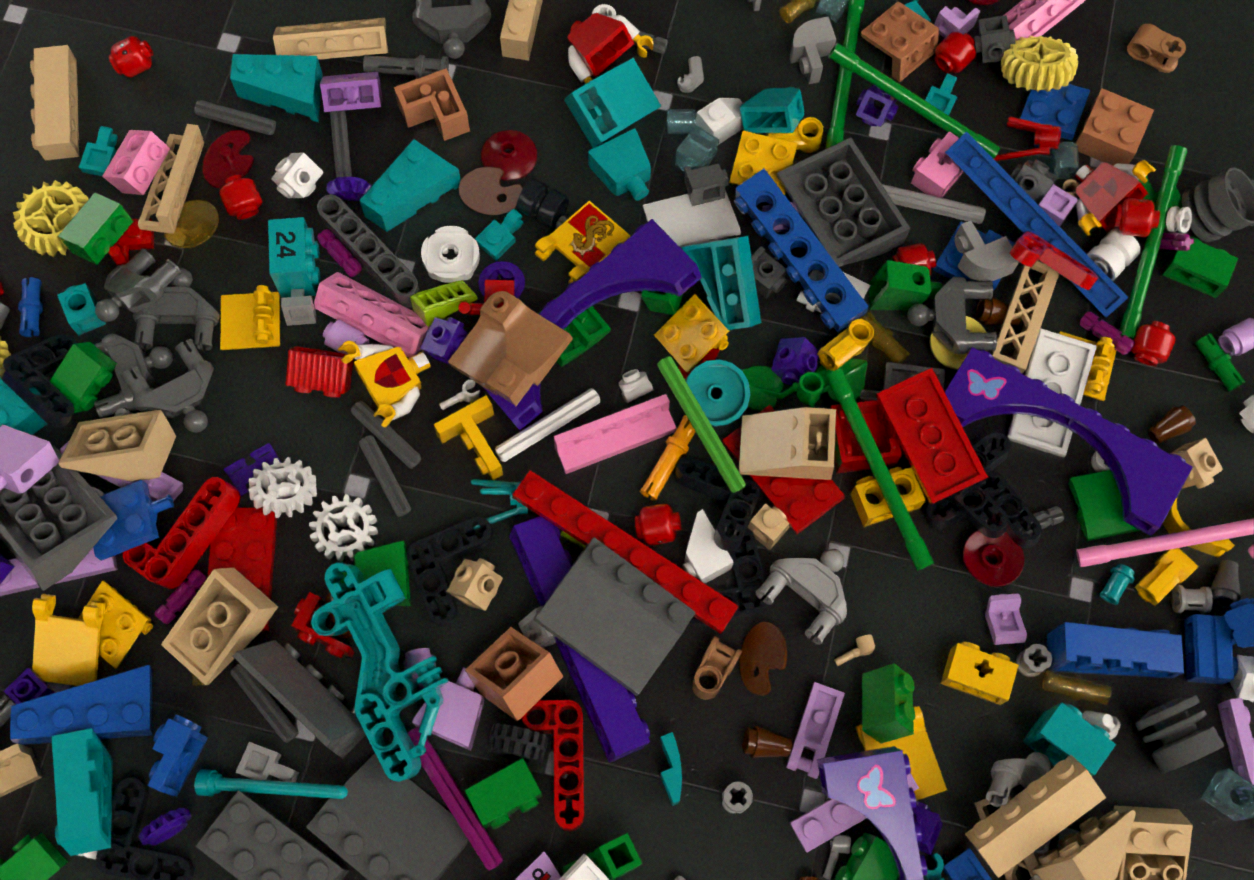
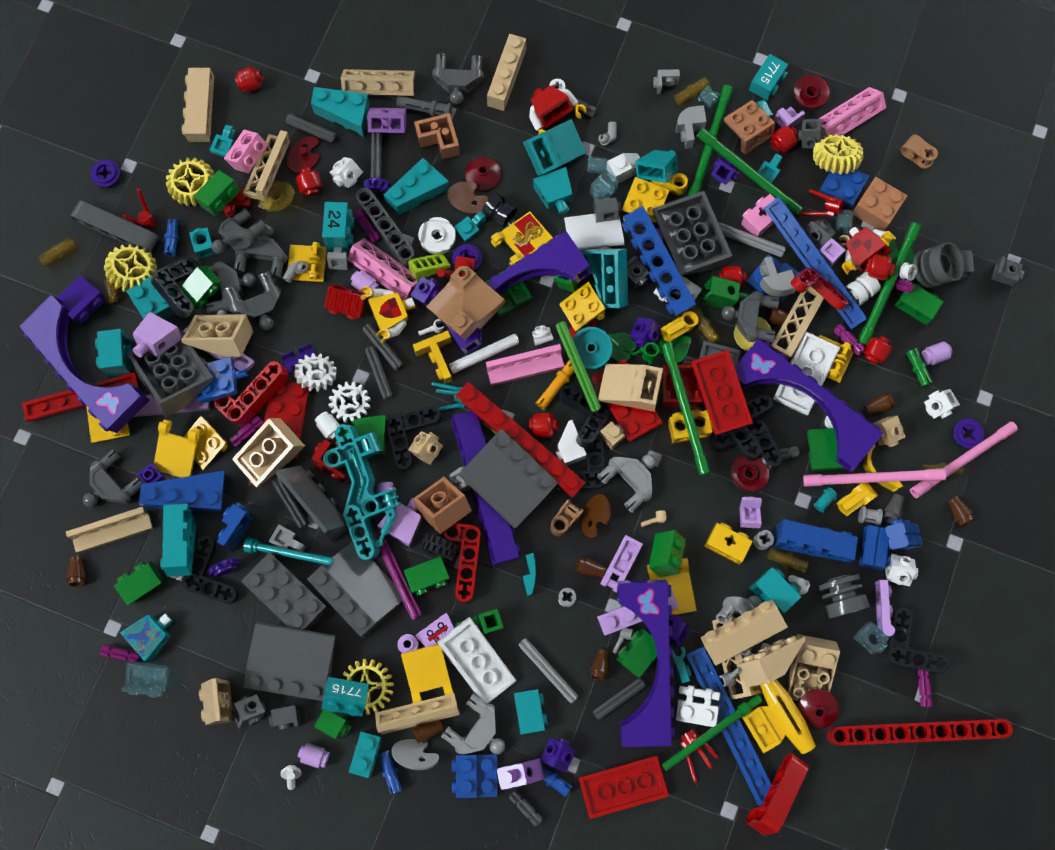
camera: 10 degrees right, 5 degrees up
(231, 331) = (294, 269): none -> light grey arm
(311, 569) = (327, 424): none -> white brick

